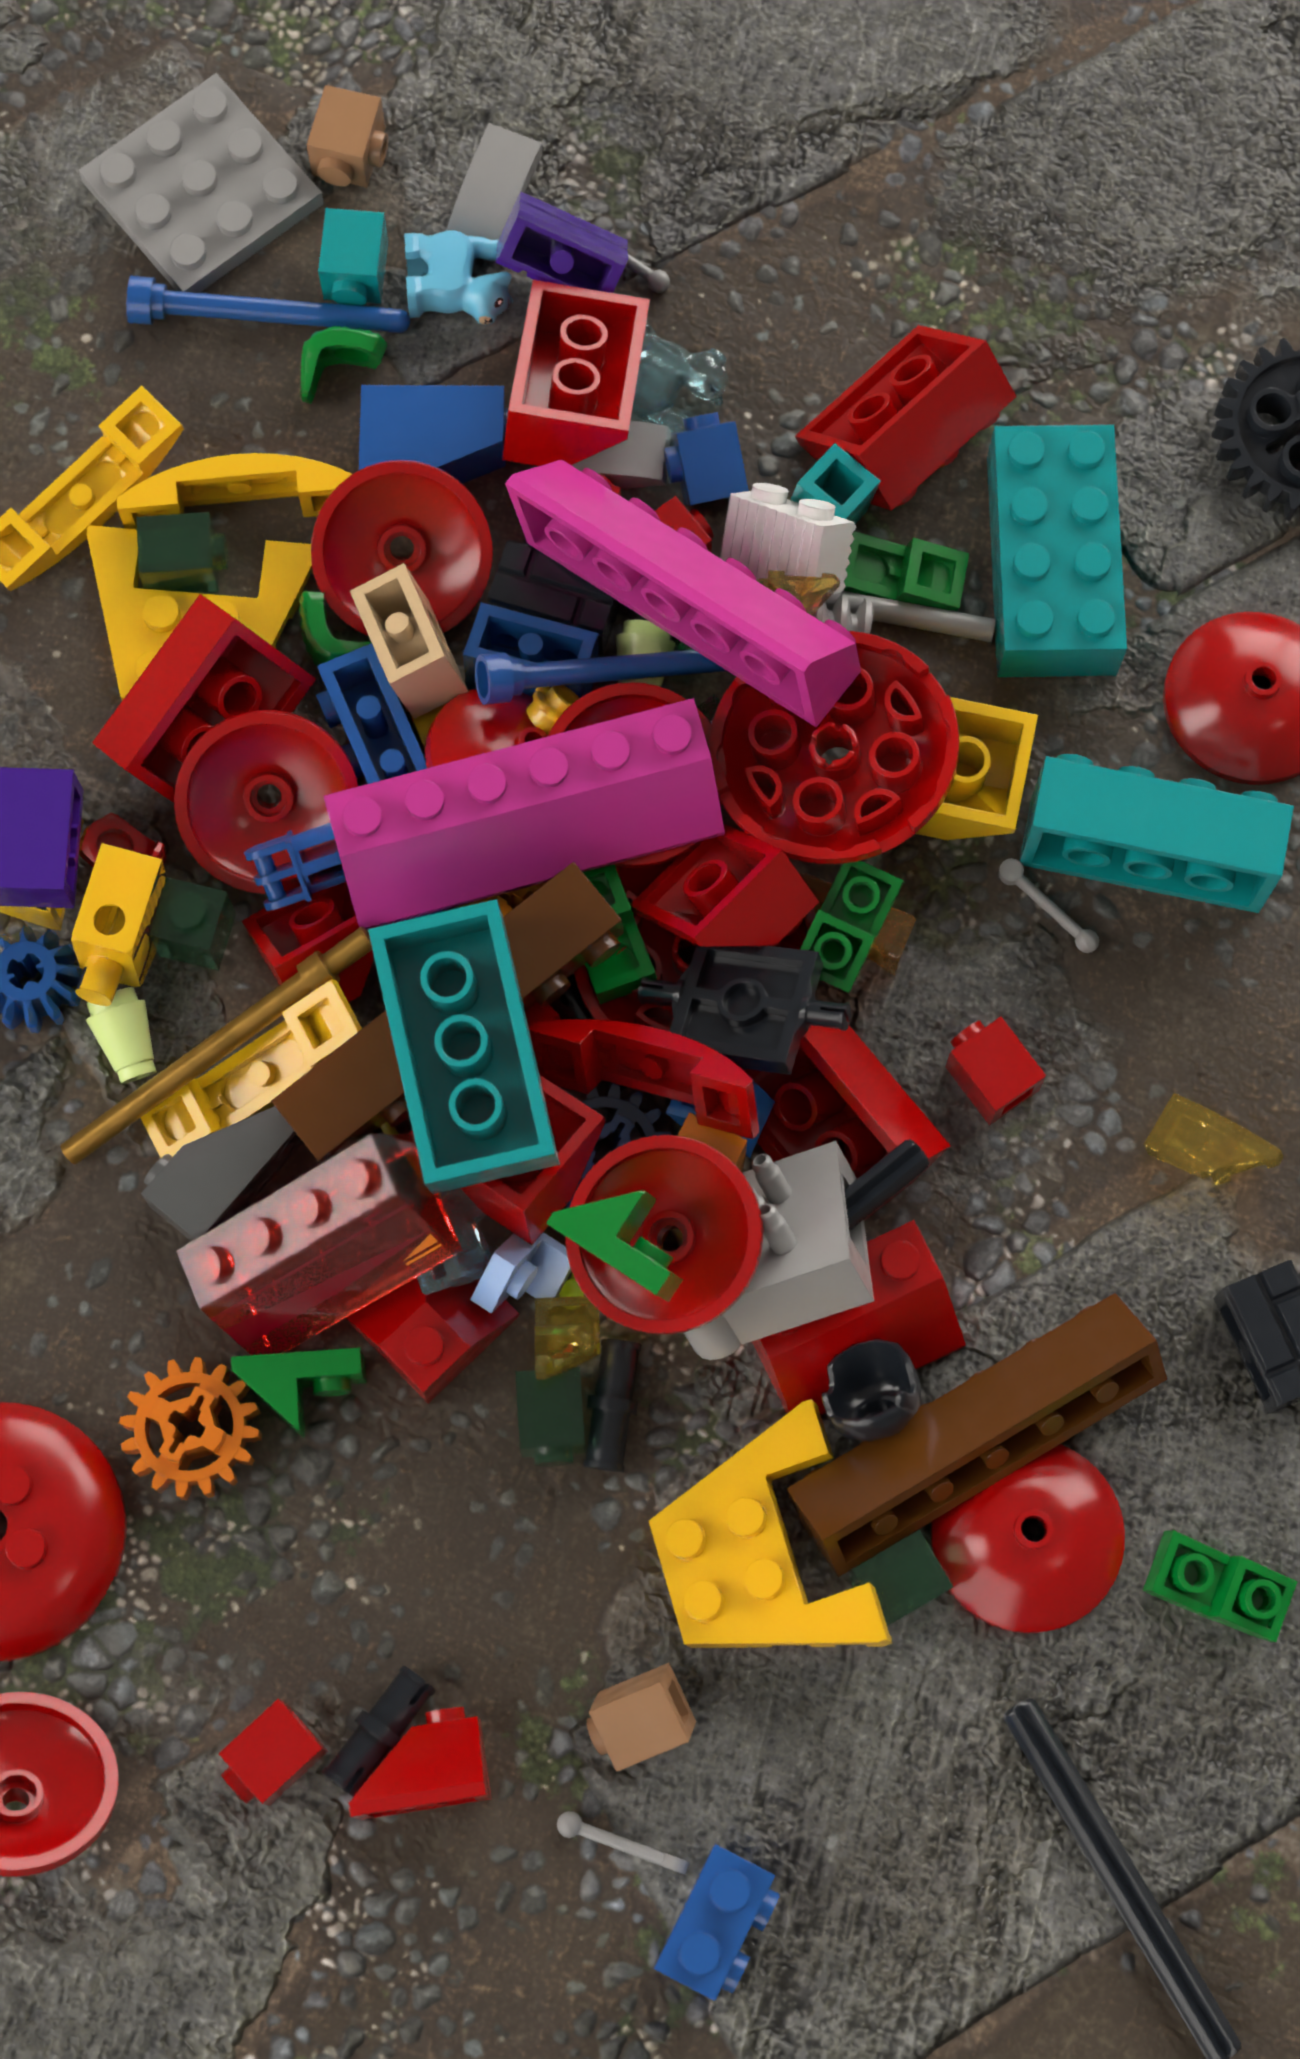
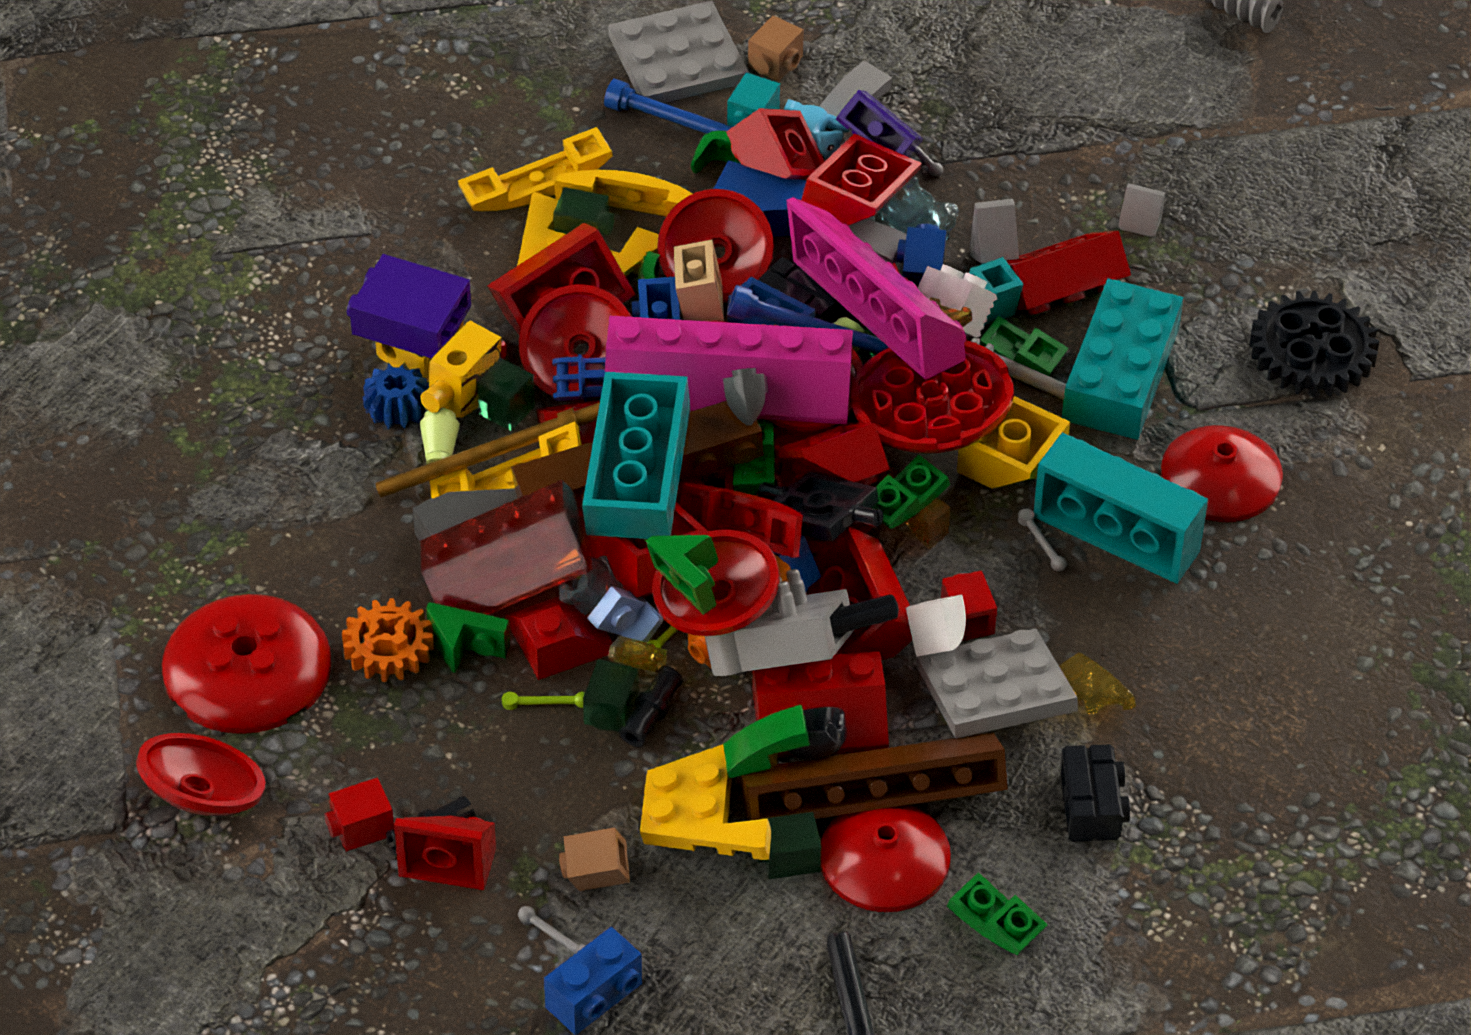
camera: 20 degrees right, 25 degrees down
(405, 1458) = (511, 700): none -> lime hinge
(431, 341) = (776, 143): none -> red slope
(577, 865) = (746, 394): none -> dark grey plate
(803, 399) = (994, 231): none -> light grey slope
(816, 1446) = (752, 746): none -> green slope
(975, 1138) = (937, 624): none -> white brick
(984, 266) = (1141, 210): none -> light grey slope
(1085, 1198) = (997, 683): none -> light grey plate

